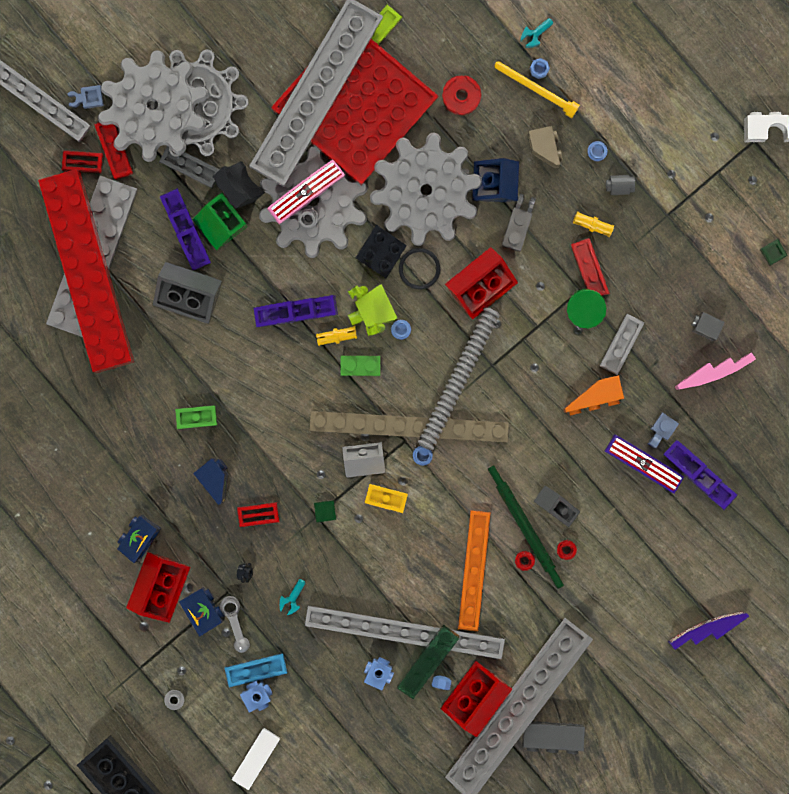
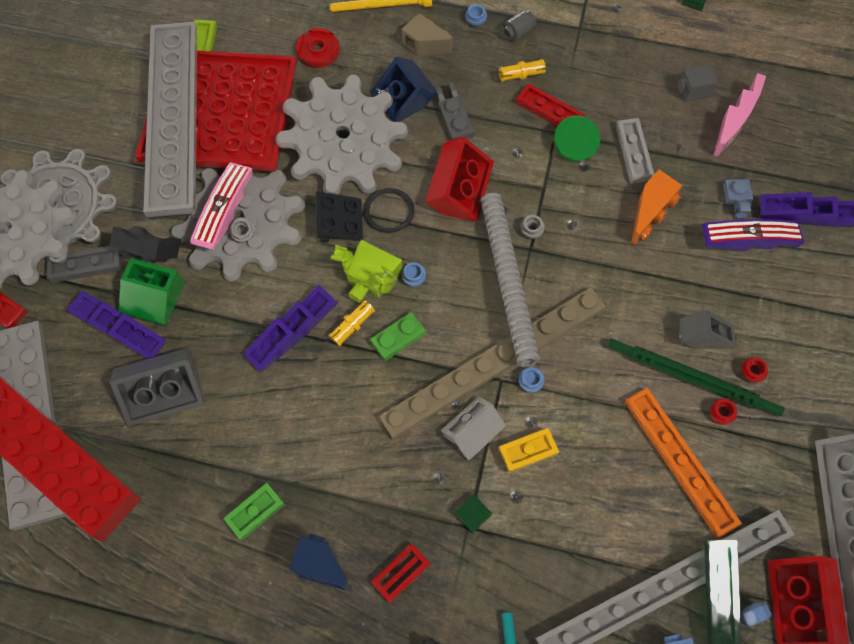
camera: 30 degrees left, 20 degrees down
(507, 345) = (532, 220): none -> light grey plate

